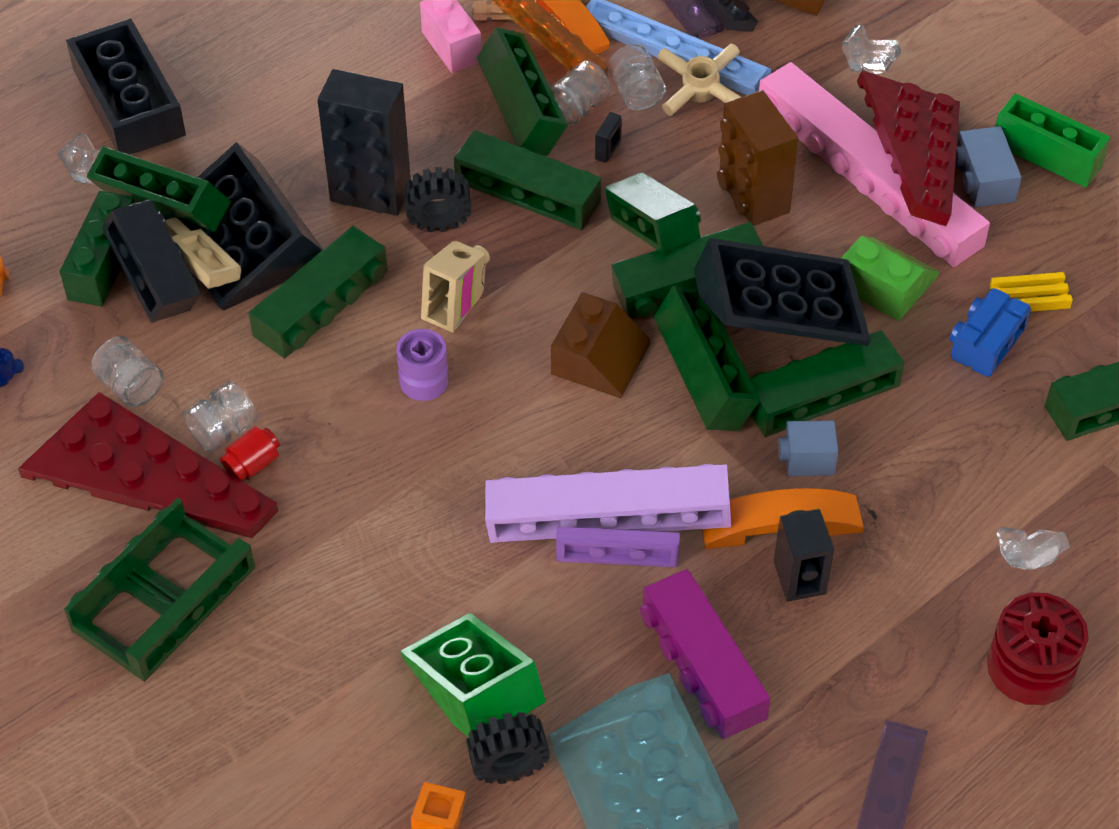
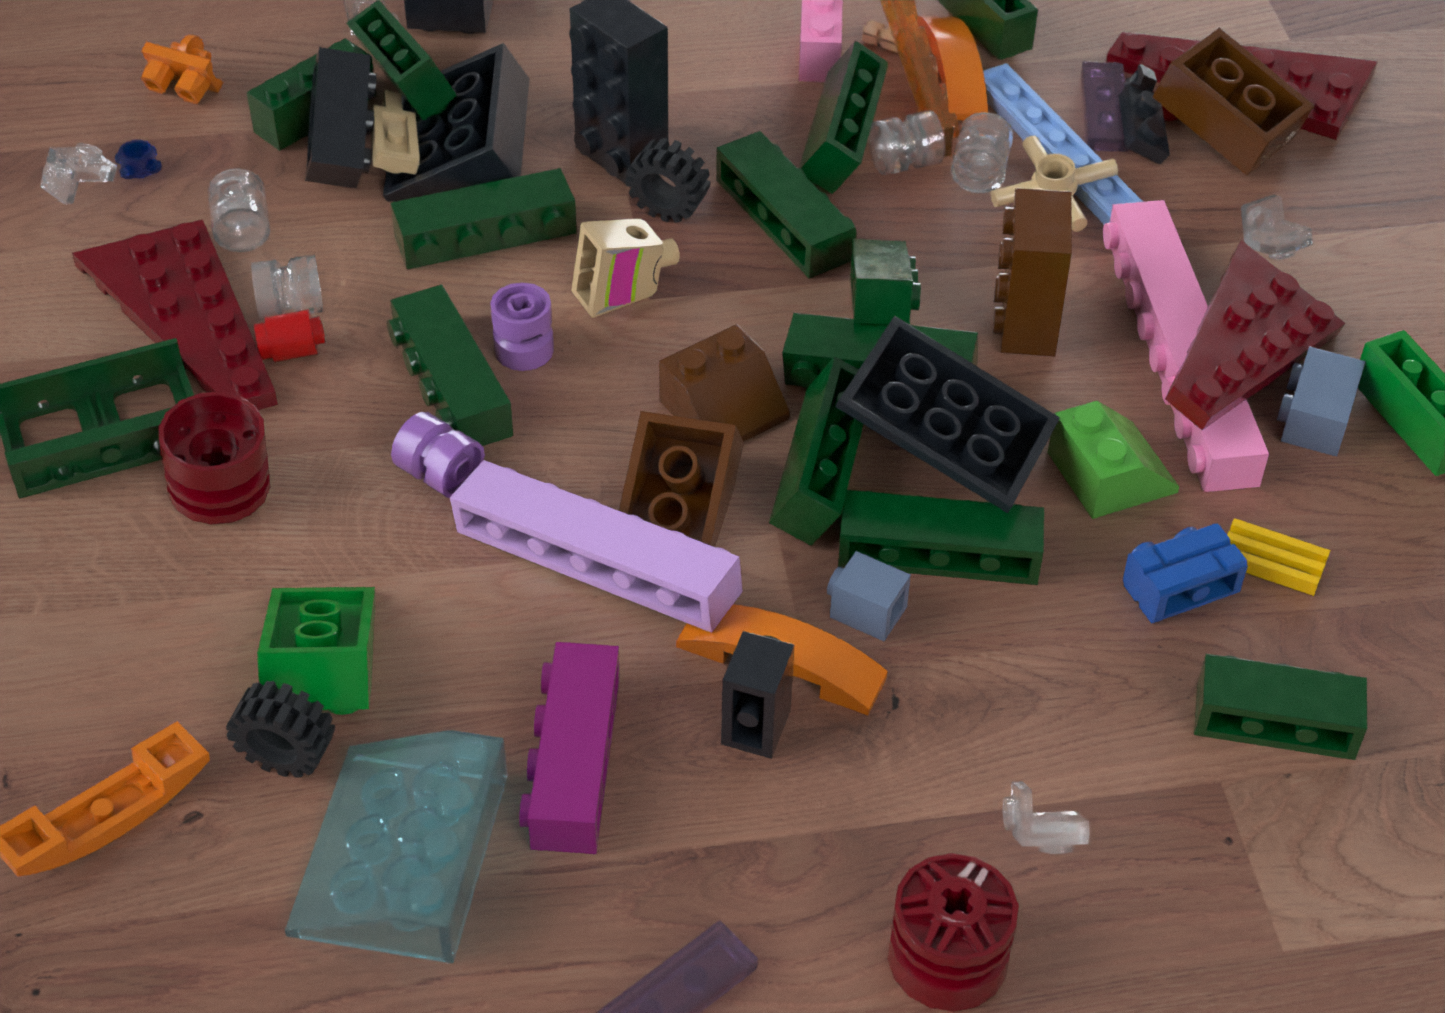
camera: 30 degrees right, 5 degrees down
(289, 575) = (215, 457): none -> dark red wheel
(392, 421) = (449, 365): none -> dark green brick
(442, 492) = (436, 453): none -> medium lavender wheel
(608, 137) = (904, 198): black tile -> none
(617, 546) = (574, 594): medium lavender tile -> none
(625, 424) = (682, 474): none -> reddish brown slope

